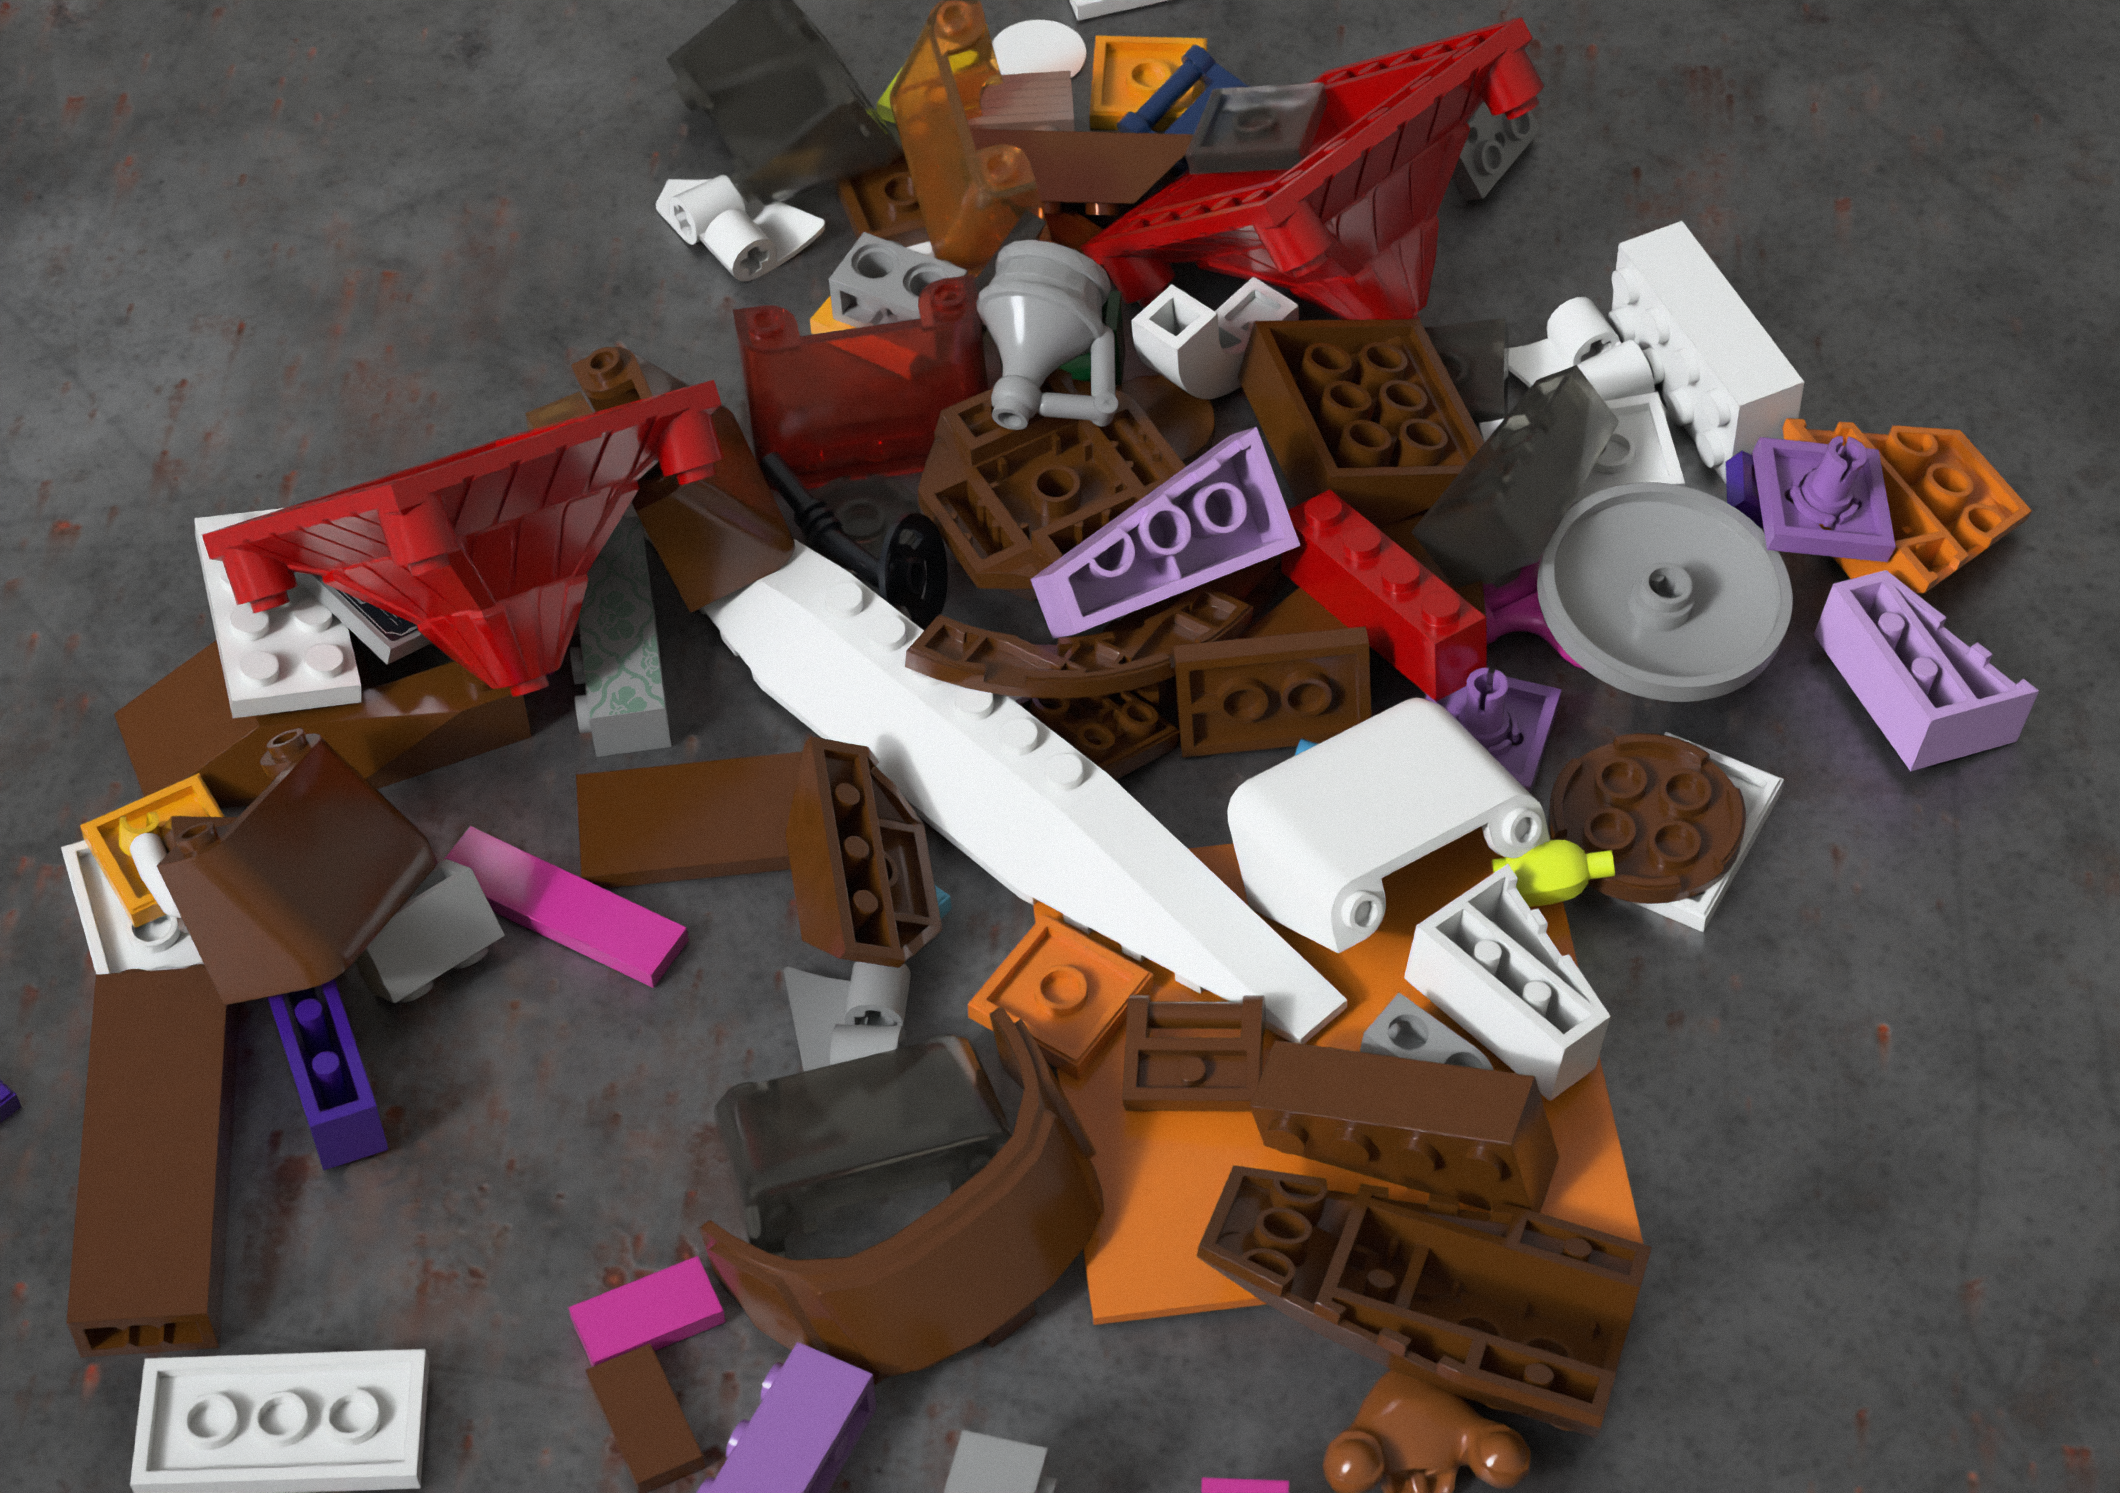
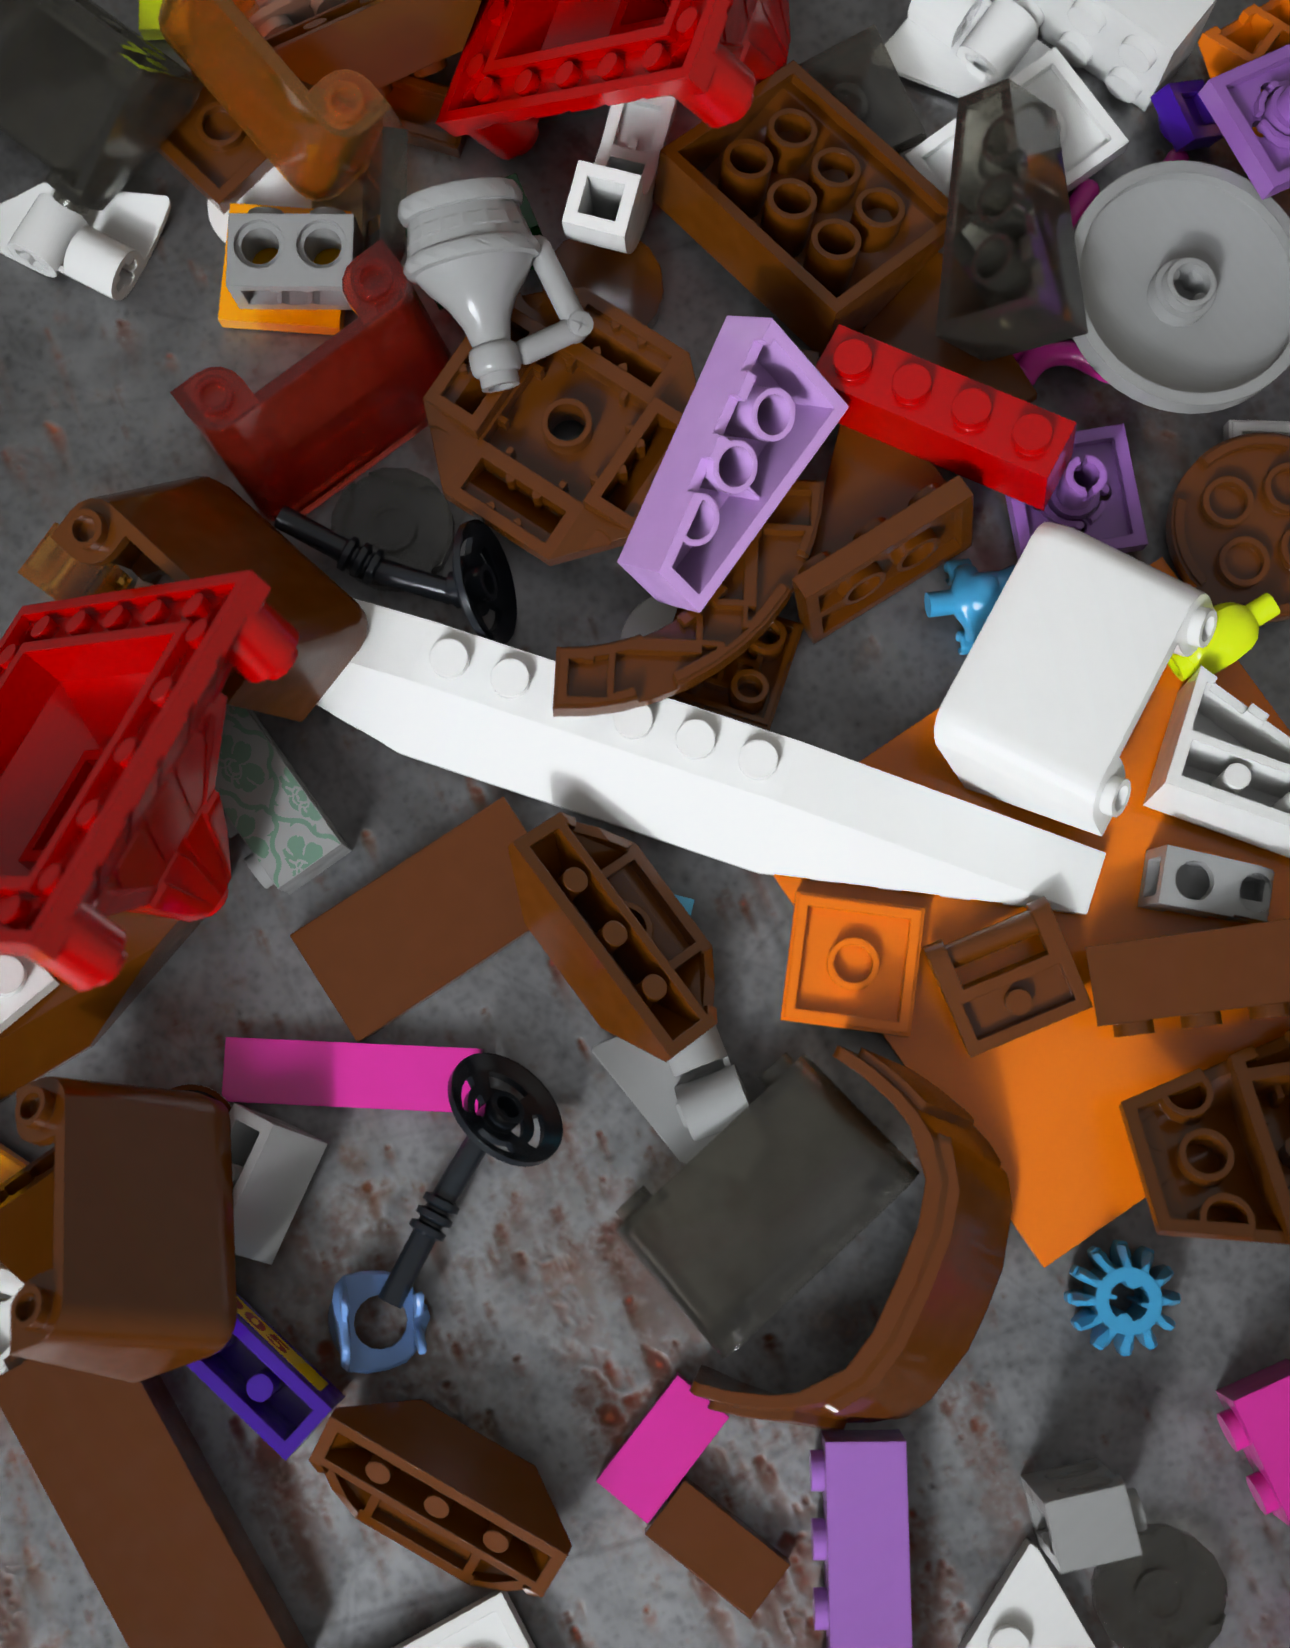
camera: 20 degrees left, 30 degrees up
(417, 1237) = (444, 1494): none -> reddish brown wedge
(441, 1064) = (355, 1355): none -> medium blue piece
(671, 972) = (484, 1129): none -> black dish
(1151, 1345) = (1146, 1305): none -> dark azure gear

